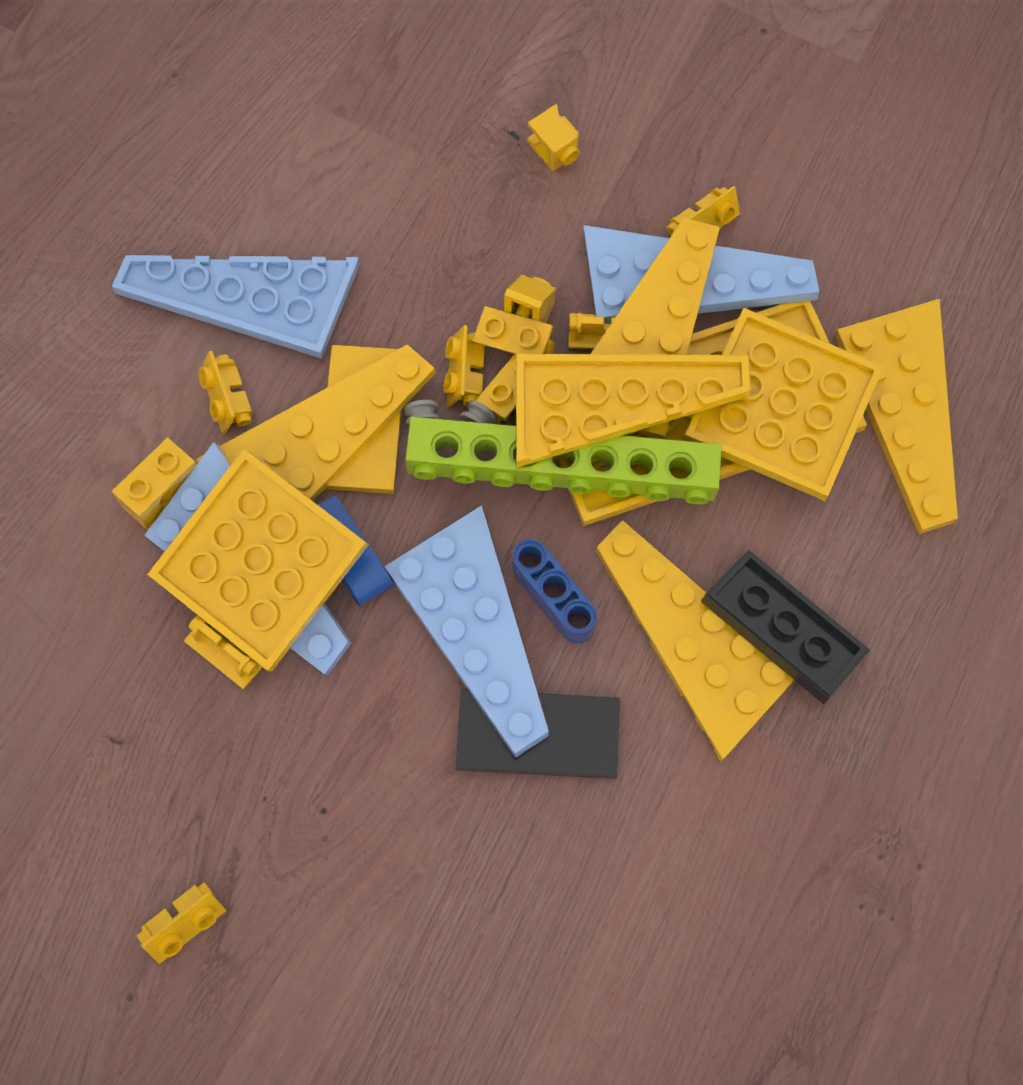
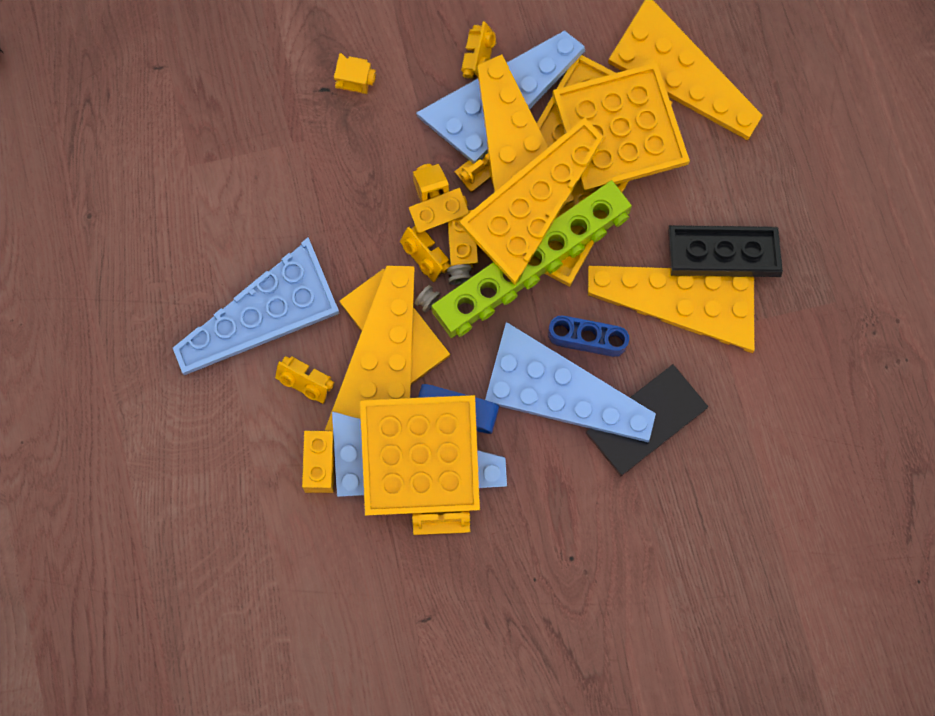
camera: 40 degrees left, 5 degrees up
(166, 935) = (553, 693): yellow hinge -> none

